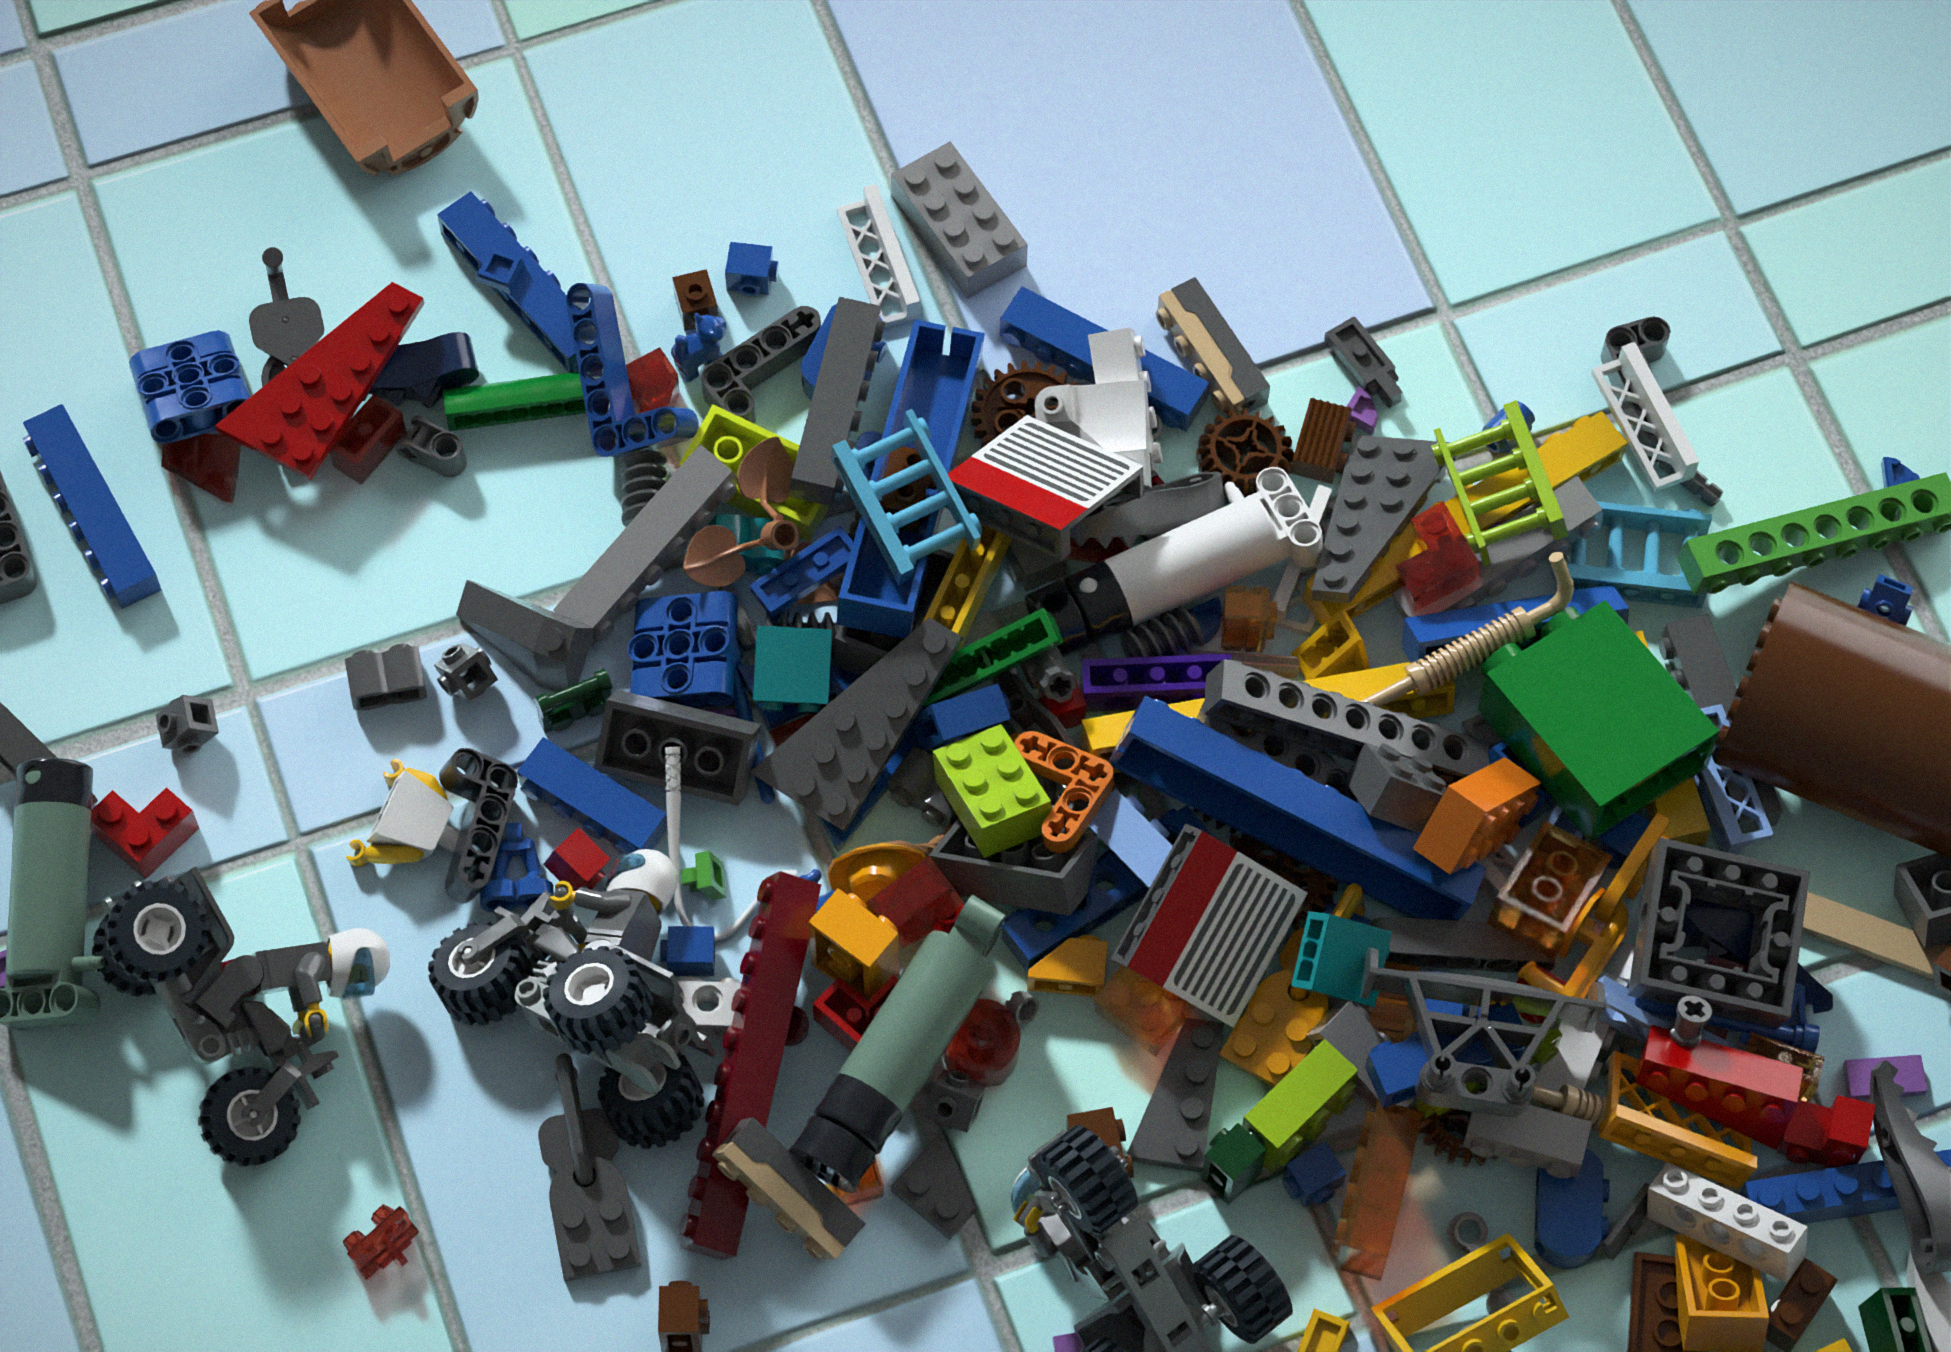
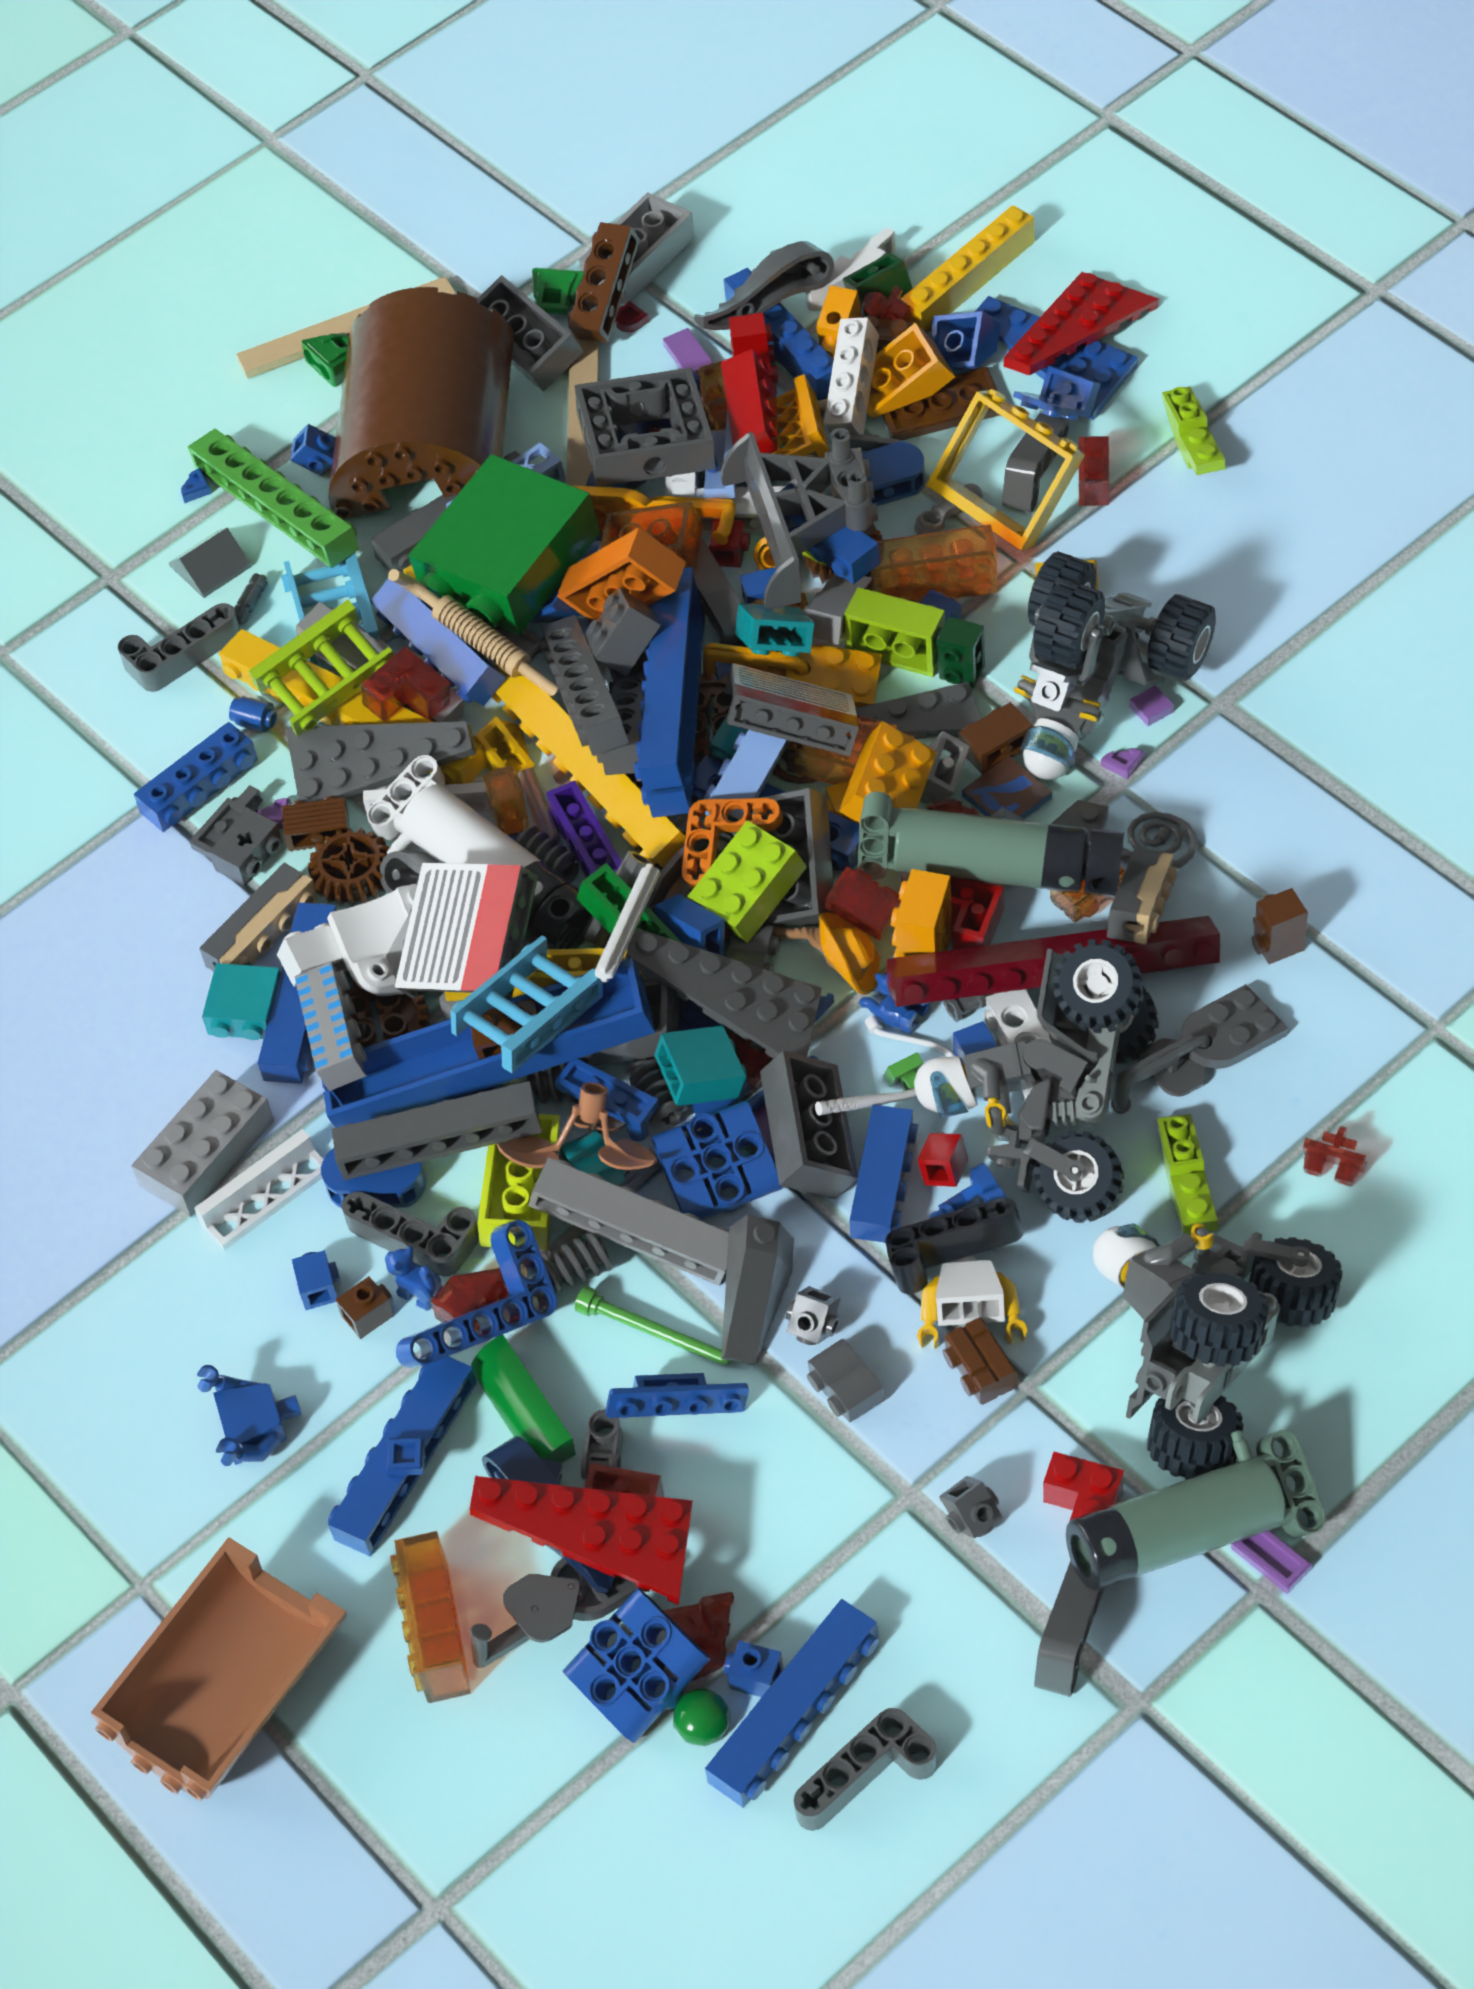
camera: 105 degrees left, 10 degrees down
(124, 432) = (701, 1717): none -> green hair
(140, 486) = (752, 1668): none -> blue brick
(332, 241) = (429, 1617): none -> clear orange brick
(338, 803) = (980, 1361): none -> reddish brown brick
(437, 1089) = (1186, 1173): none -> lime slope
(450, 521) = (675, 1396): none -> blue bracket
(574, 702) = (801, 1221): dark green plate -> none
(597, 494) = (591, 1302): none -> bright green piece
(625, 168) = (248, 1416): none -> blue torso
(882, 1274) = (1161, 836): none -> dark grey piece
(965, 629) = (627, 923): none -> white axle
(1010, 1286) = (1123, 762): none -> medium lavender tile
(1012, 345) = (330, 1025): none -> light grey brick
(1016, 1133) = (1007, 787): none -> reddish brown tile
(1063, 990) = (891, 765): none -> light orange brick
(1076, 1070) = (945, 771): none -> light grey brick
(1113, 294) = (240, 1000): none -> teal brick
(1321, 365) = (246, 847): none -> dark grey brick
(1443, 349) = (195, 776): none -> blue brick
(1657, 412) = (211, 613): white fence -> none
(1691, 1016) = (720, 411): dark grey bush -> none
(1766, 455) = (211, 562): none -> dark grey slope
(1840, 1320) = (881, 307): none -> clear red hips
(1847, 1256) = (838, 304): none -> light orange torso

